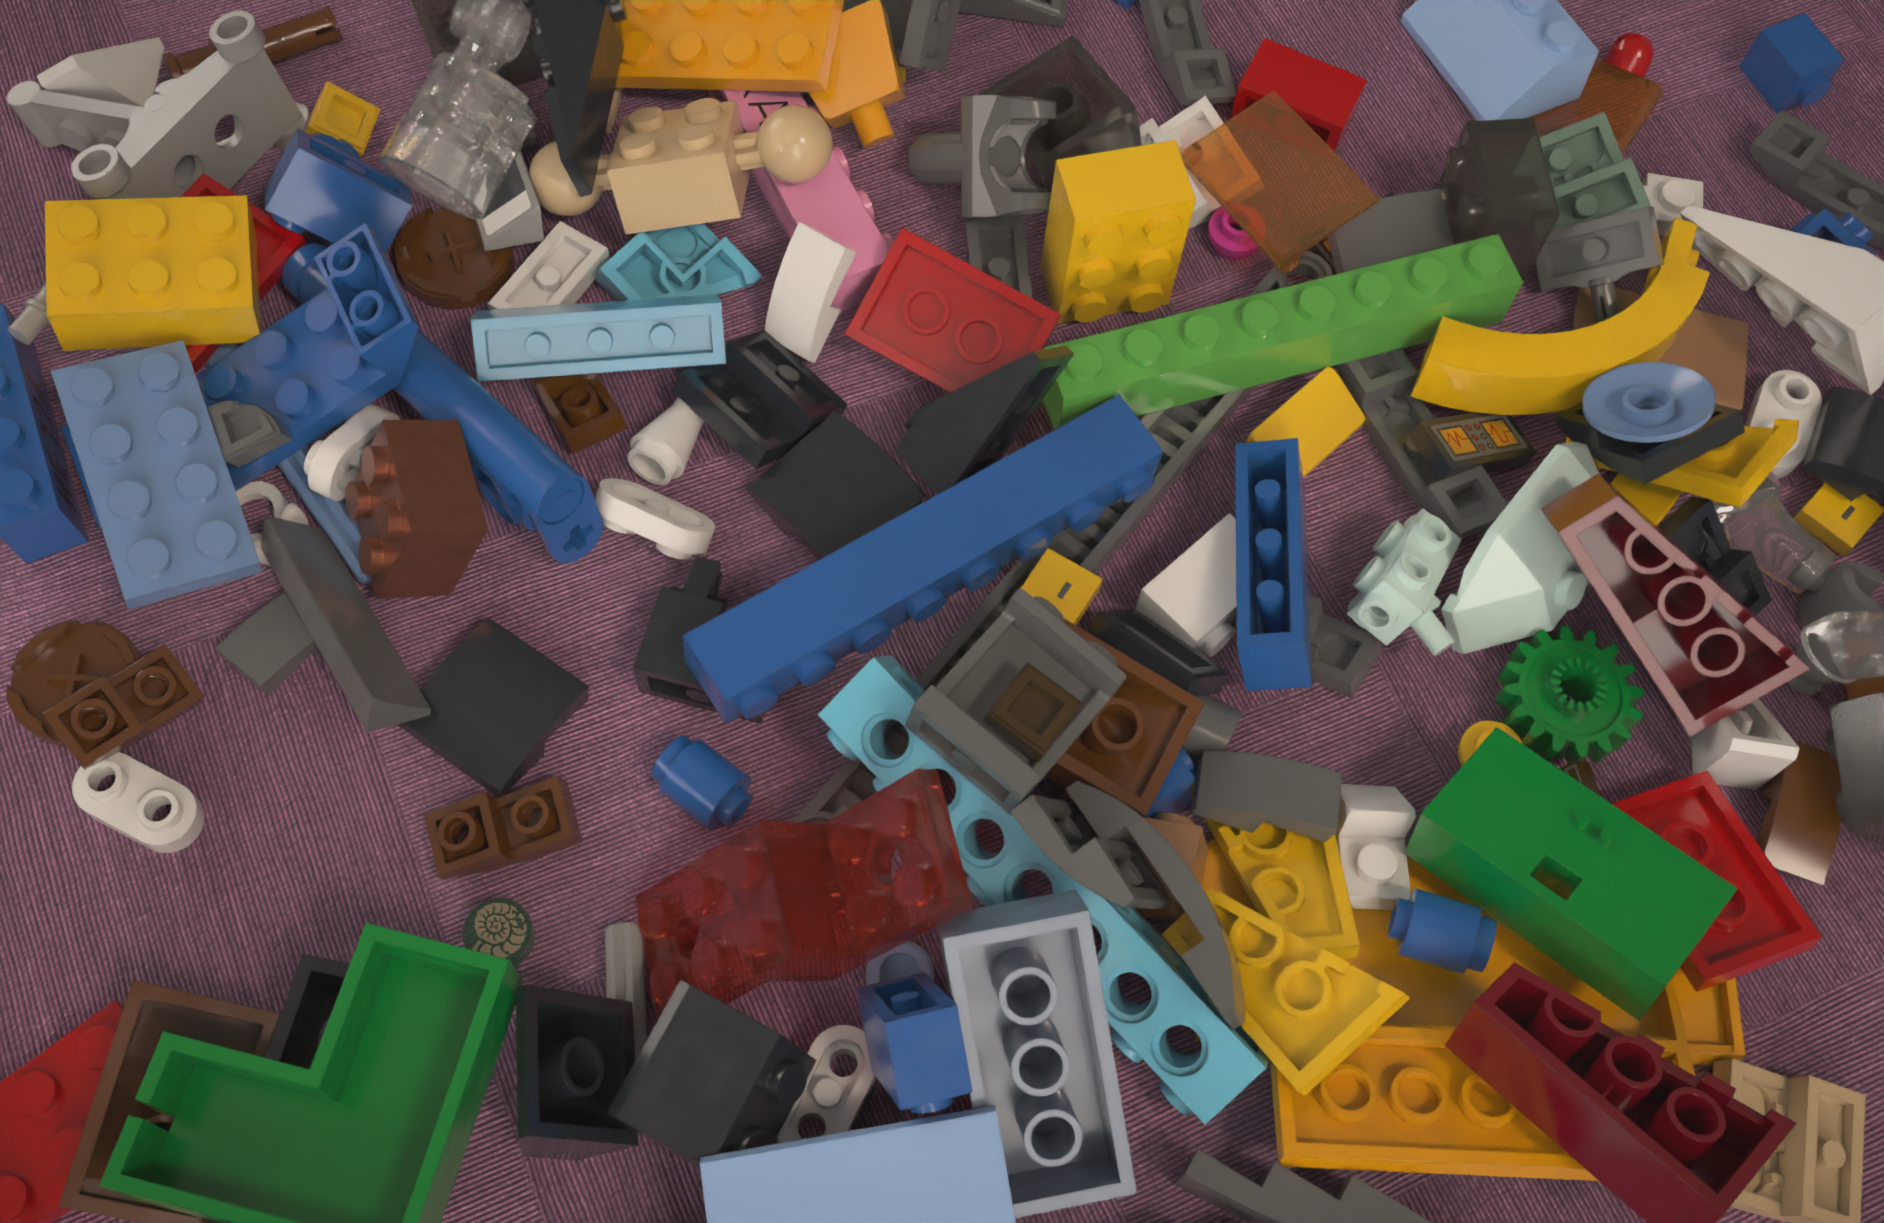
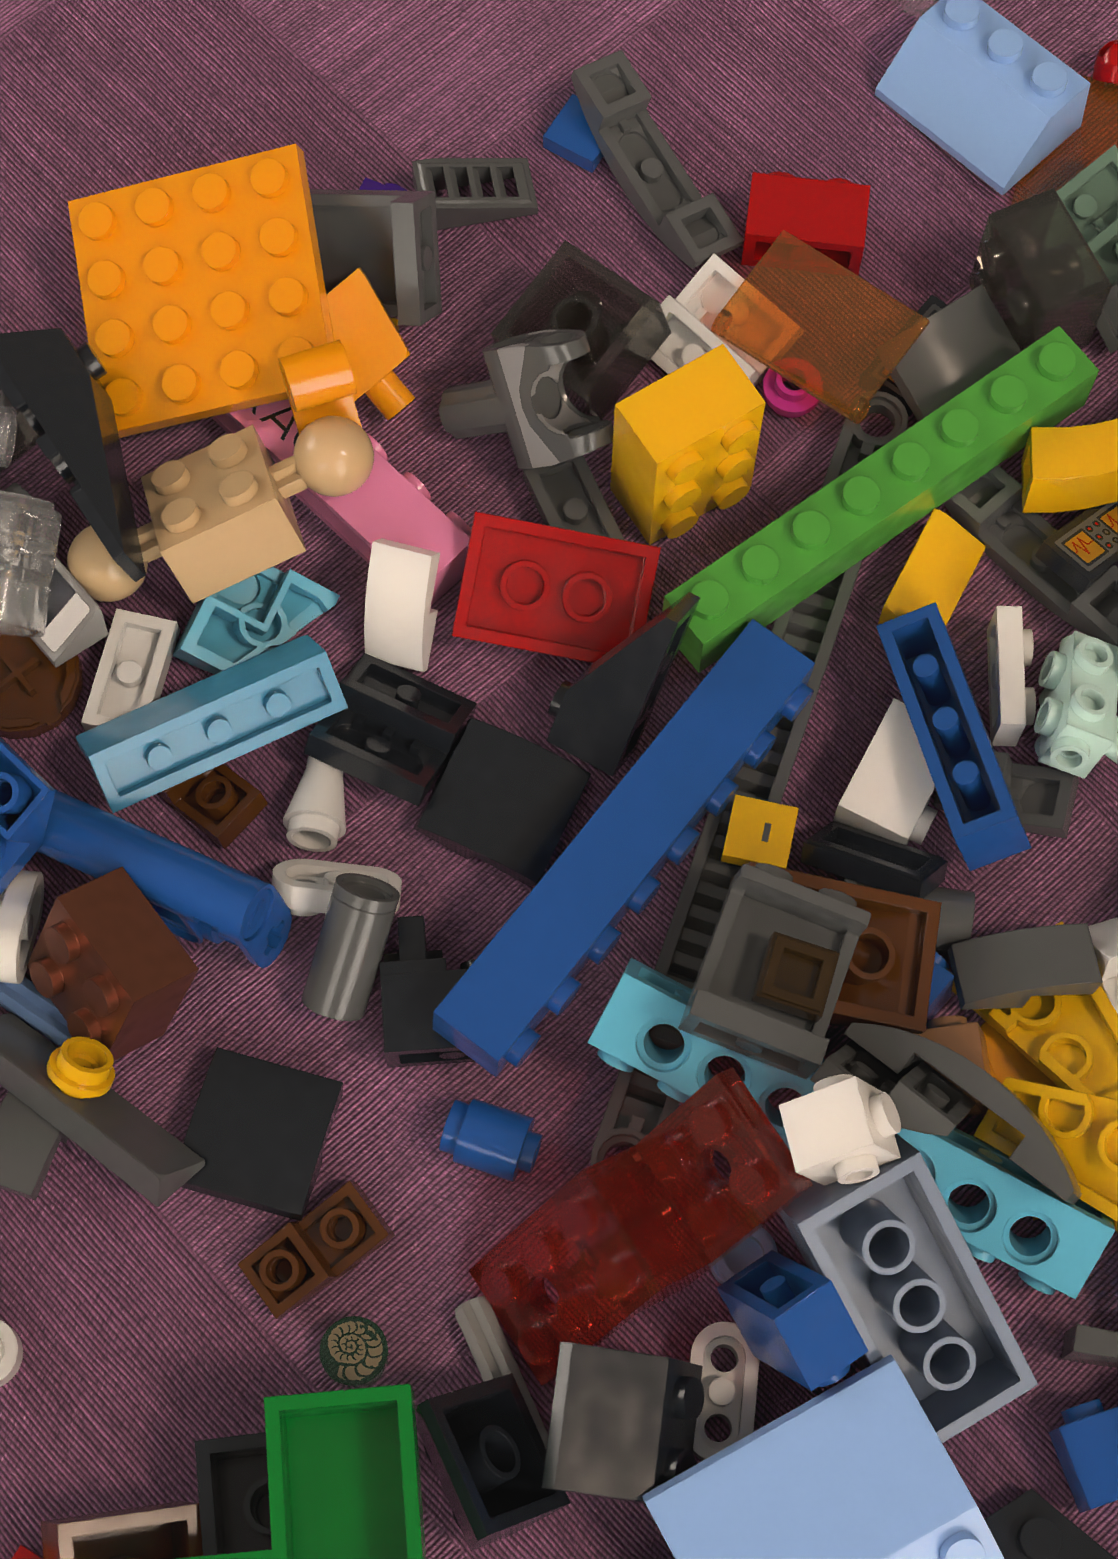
camera: 15 degrees left, 5 degrees up
(351, 585) = (82, 1068): none -> yellow plate
(640, 565) = (350, 947): none -> dark grey pin
(804, 75) = (319, 384): none -> light orange panel
(1018, 863) = (841, 1130): none -> white brick
(1355, 513) = (1008, 651): none -> white plate

